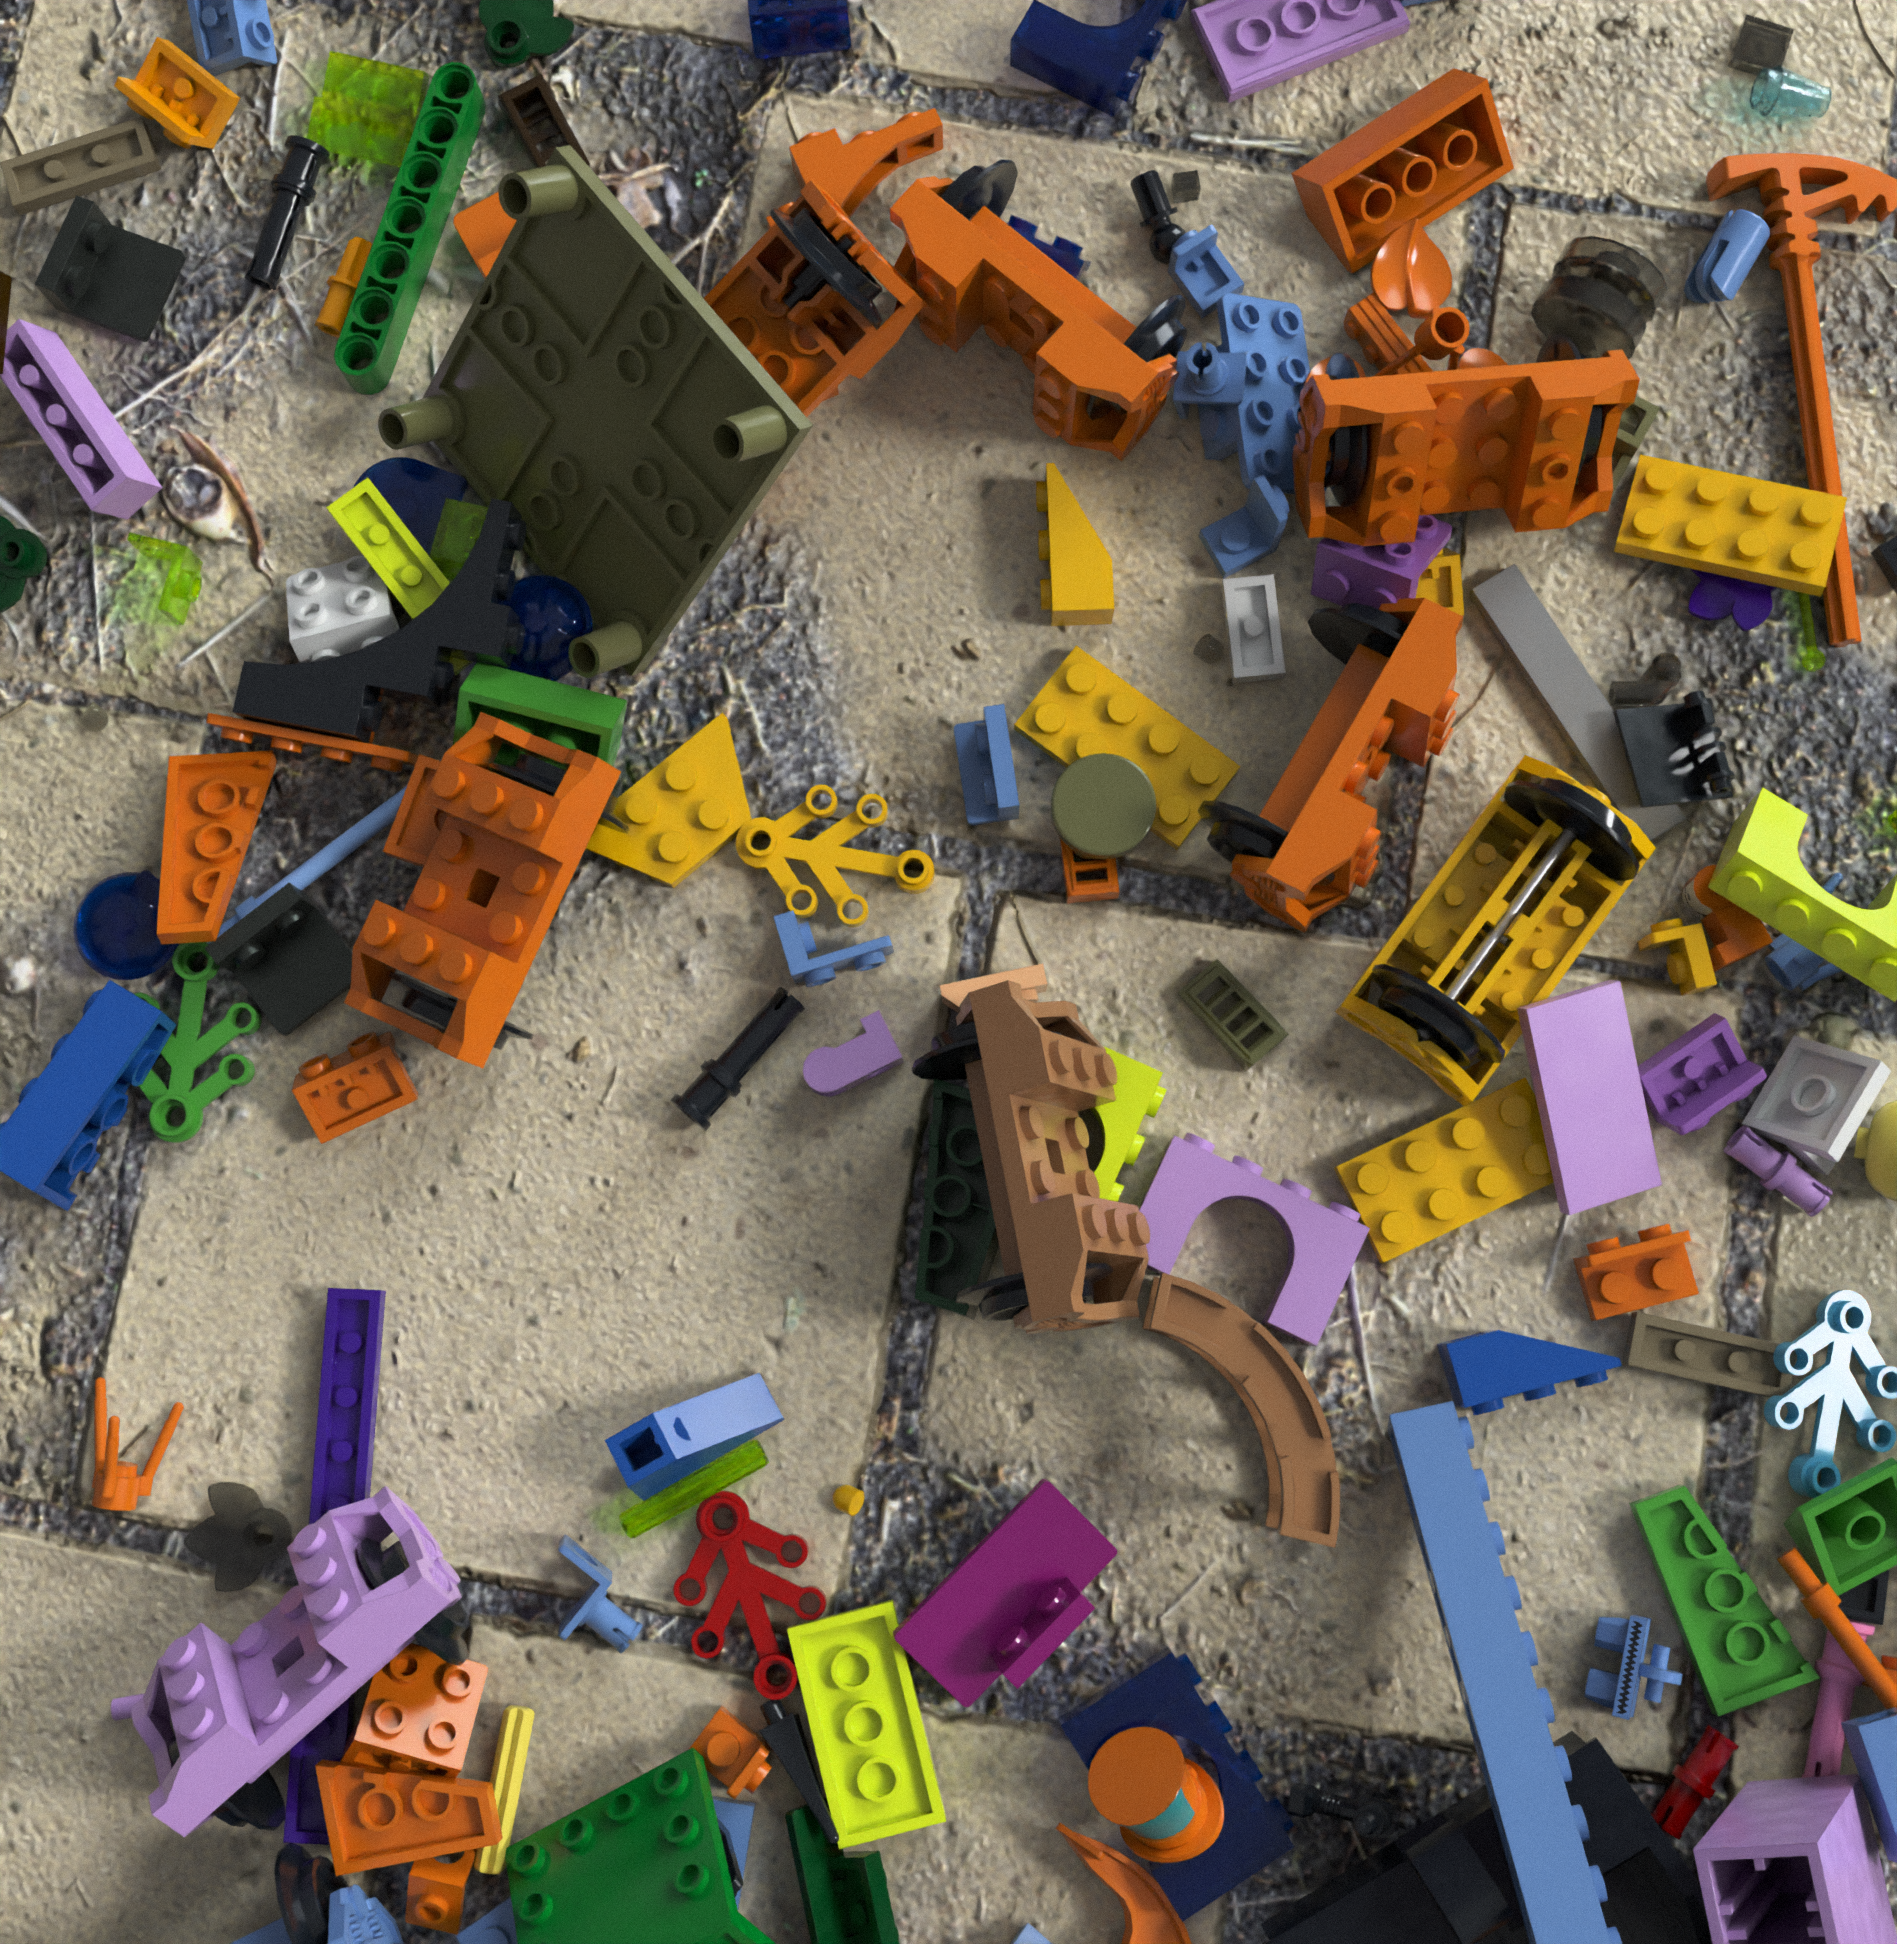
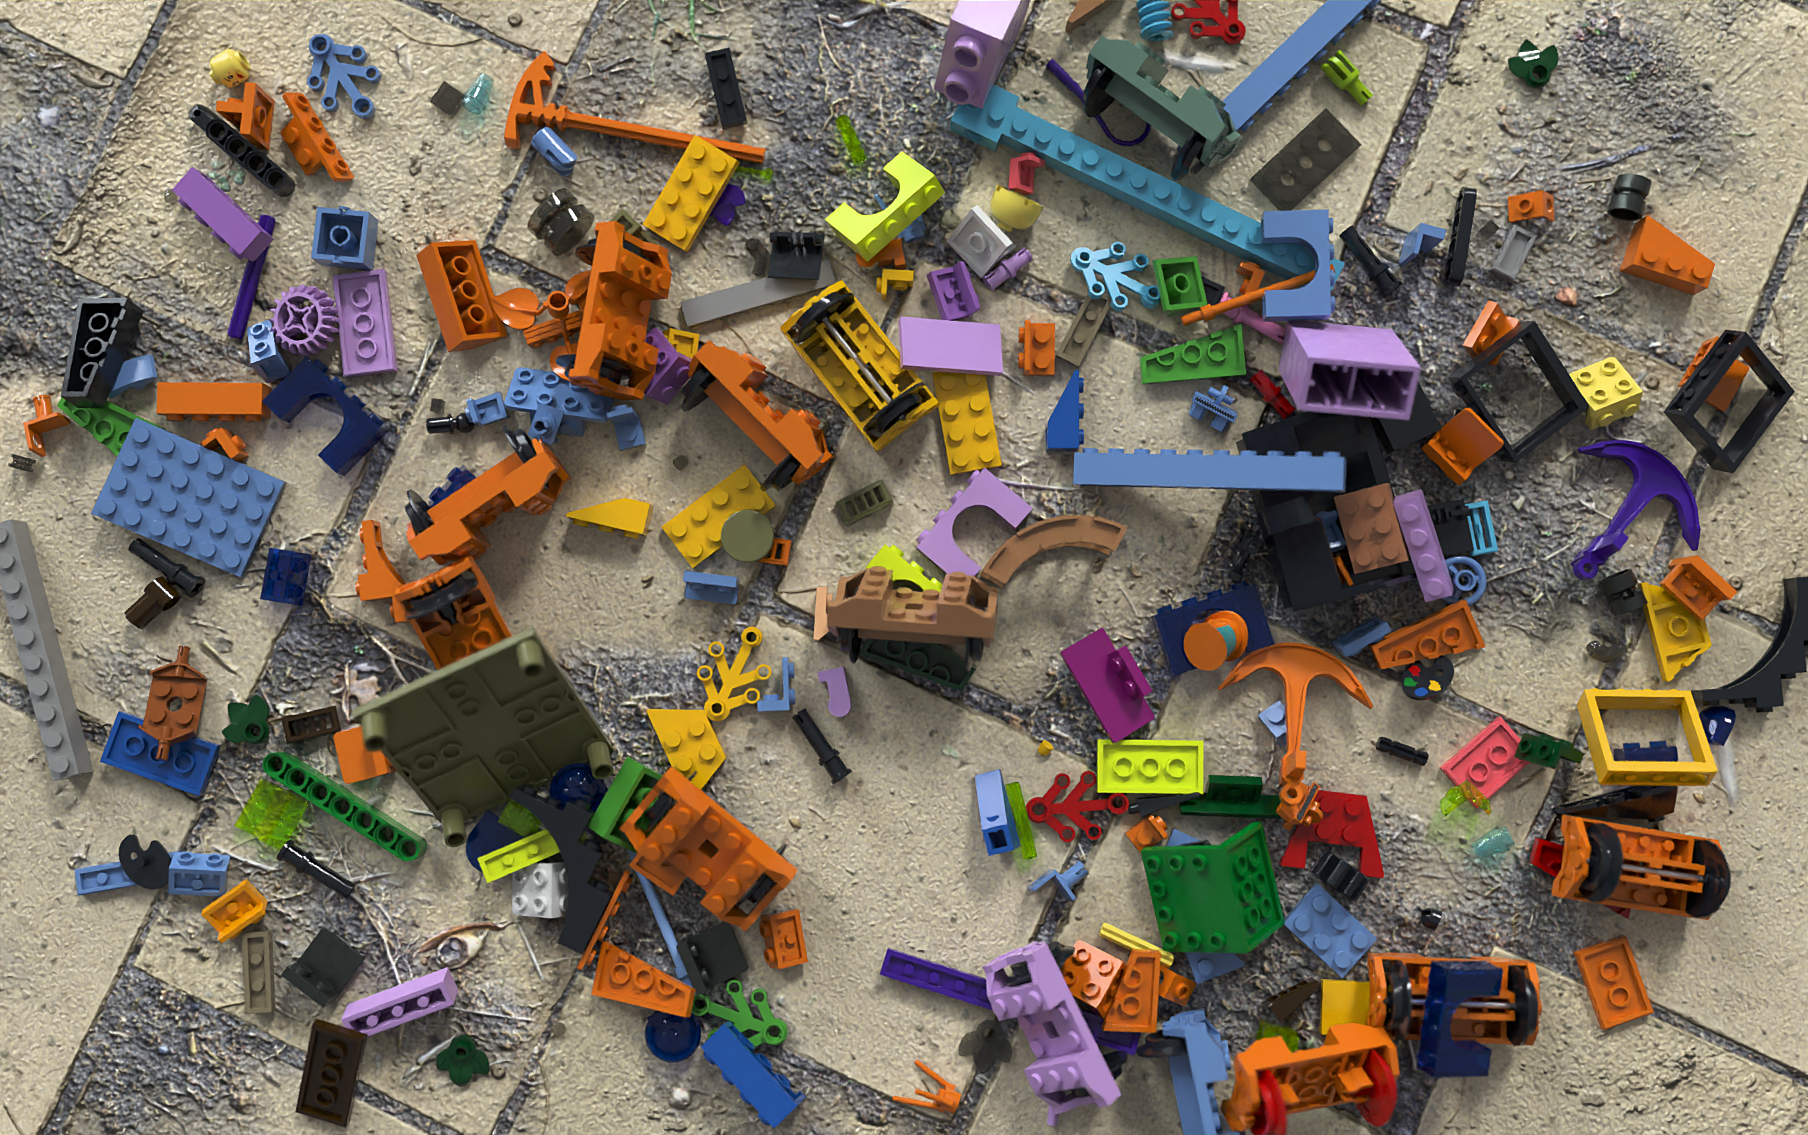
camera: 80 degrees left, 5 degrees up
(183, 578) = (501, 966): clear neon green bracket -> none
(343, 287) = (366, 847): light orange axle -> none
(1253, 628) = (677, 438): white plate -> none

